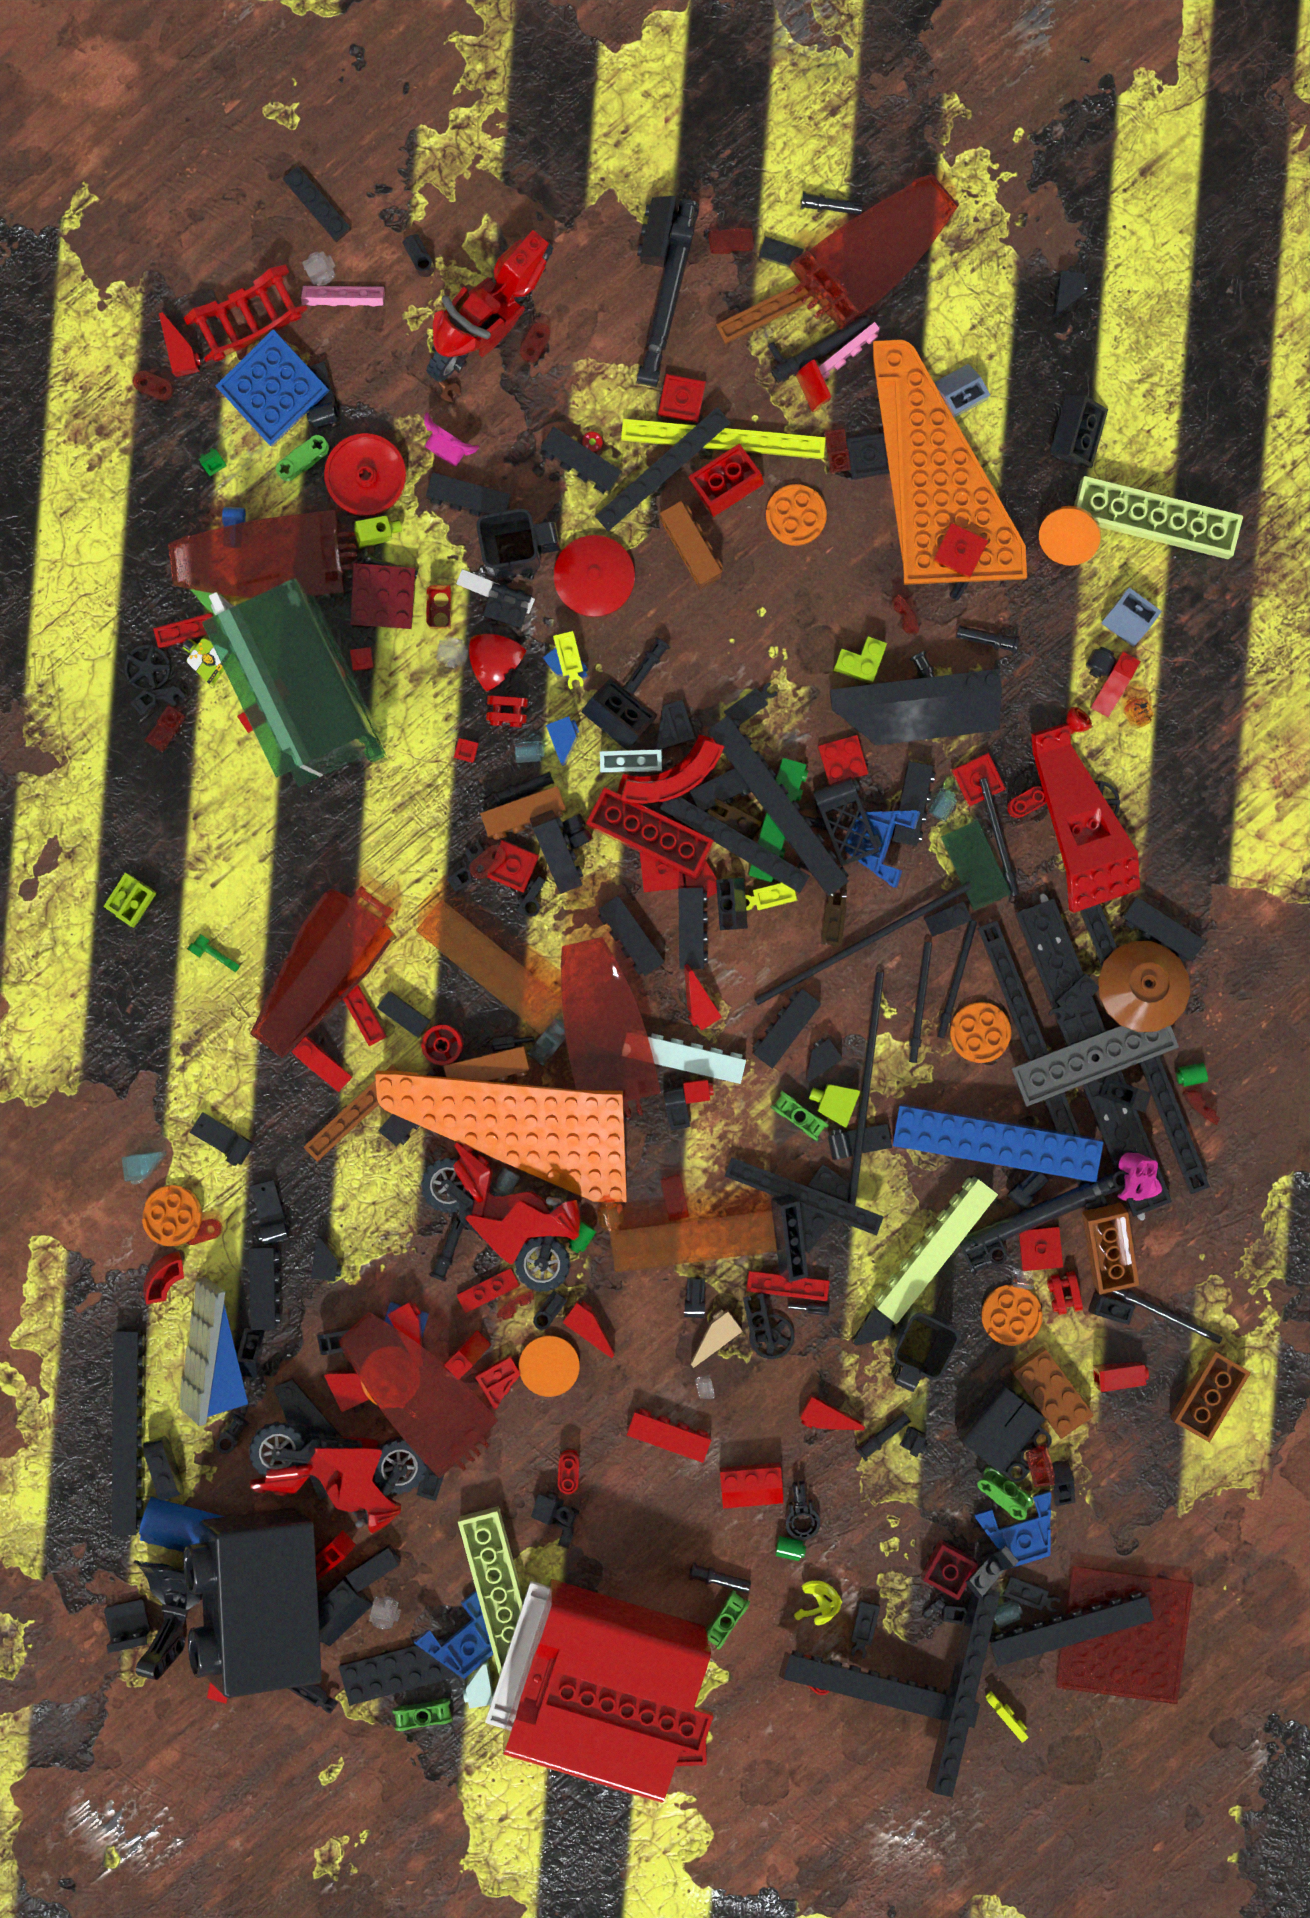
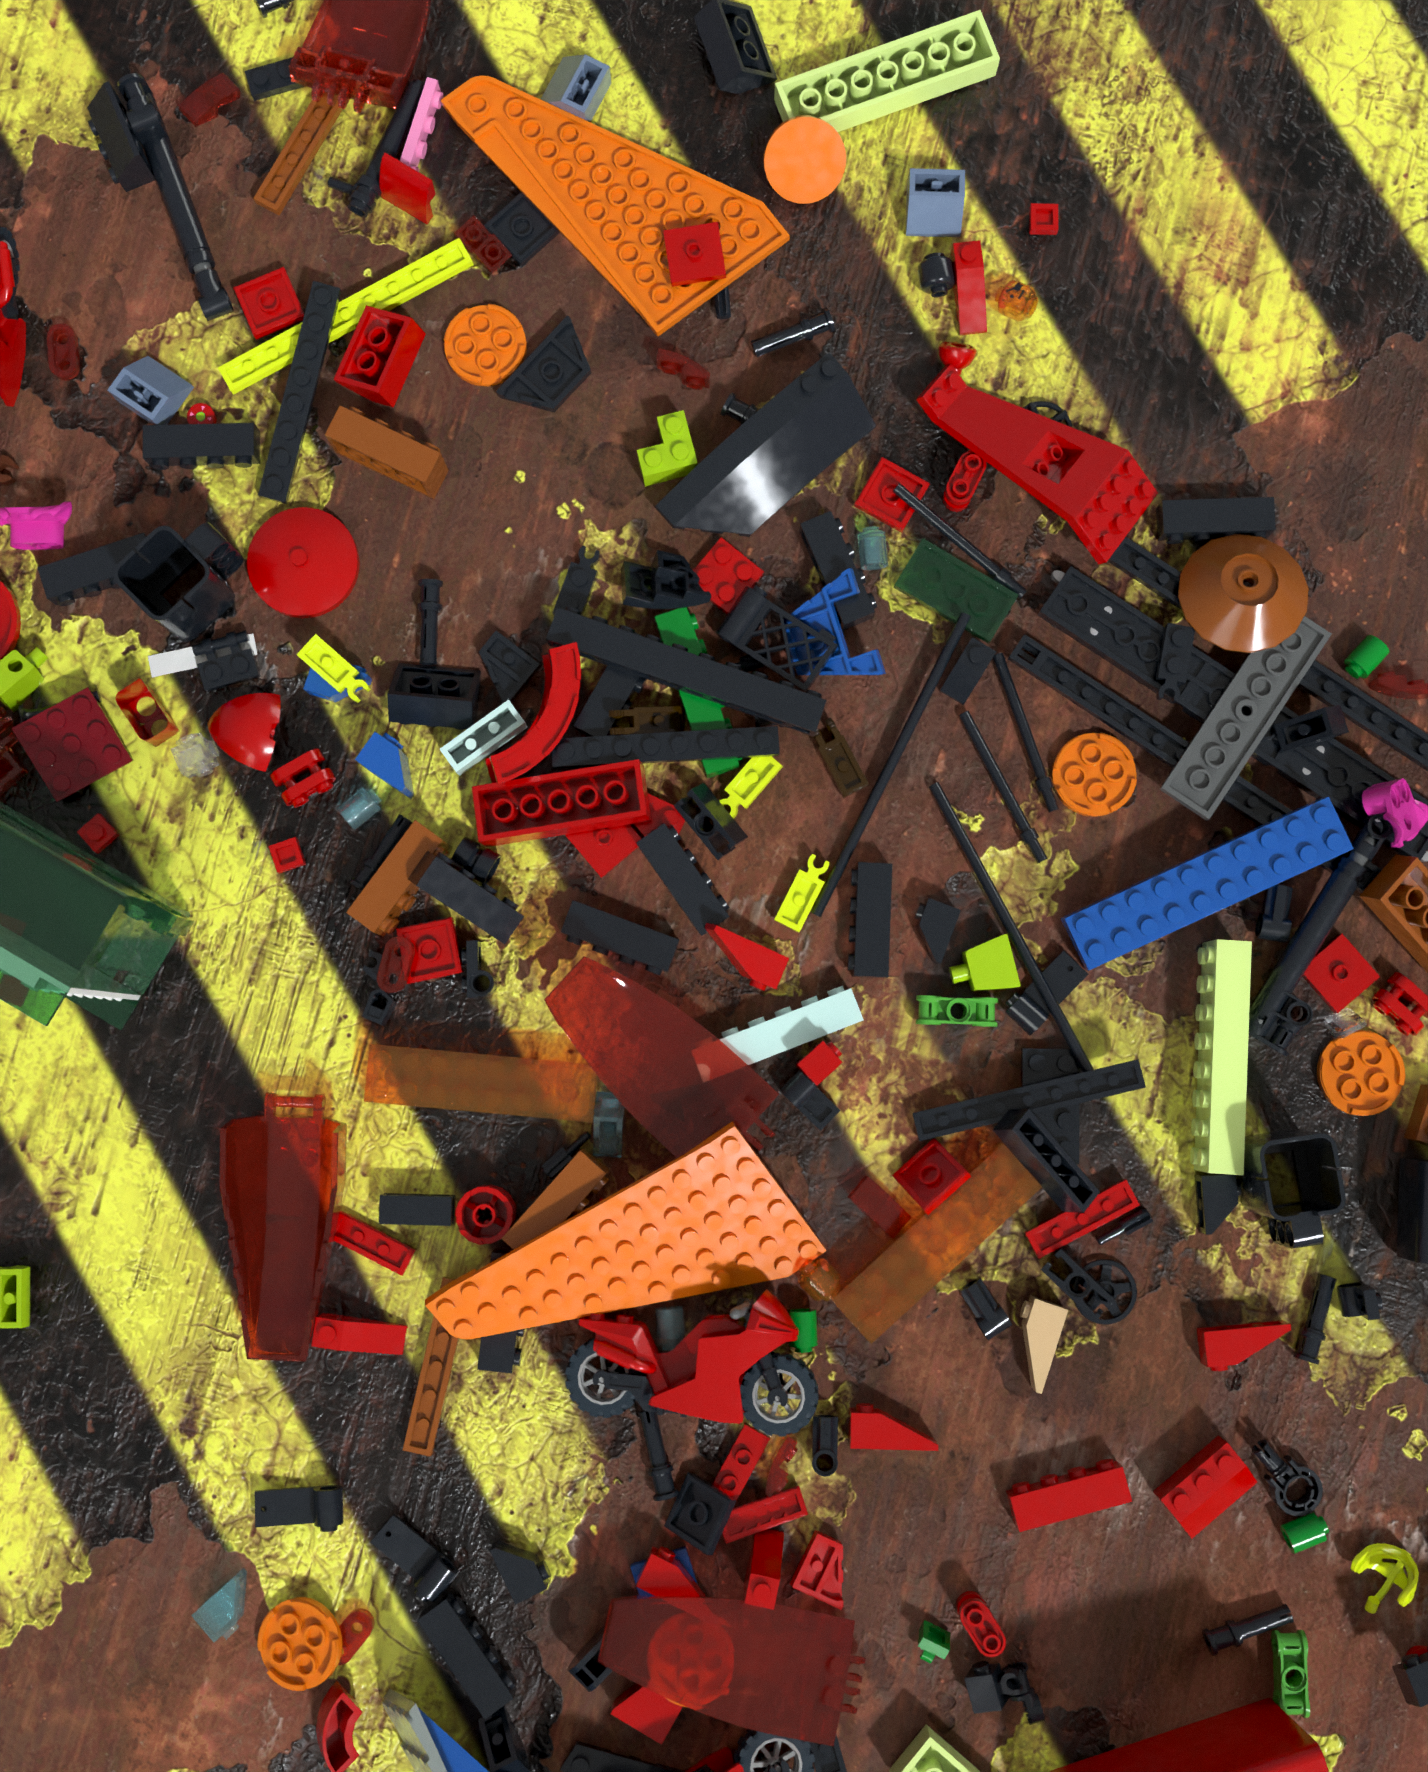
camera: 35 degrees left, 5 degrees down
(201, 945) = (125, 1292): green brick -> none
(450, 1300) = (700, 1513): none -> black tile
(485, 1325) = (764, 1514): none -> red plate
(534, 1462) = (933, 1641): none -> green tile
(549, 1366) = (870, 1510): orange tile -> none
(573, 406) = (150, 390): none -> sand blue slope
(705, 1387) = (1070, 1407): clear slope -> none
(717, 1201) = (931, 1176): none -> red plate
(754, 985) = (801, 896): none -> neon yellow plate
(801, 740) = (664, 585): none -> black slope
(823, 560) = (549, 372): none -> black wing
(1192, 671) = (1043, 219): none -> red plate

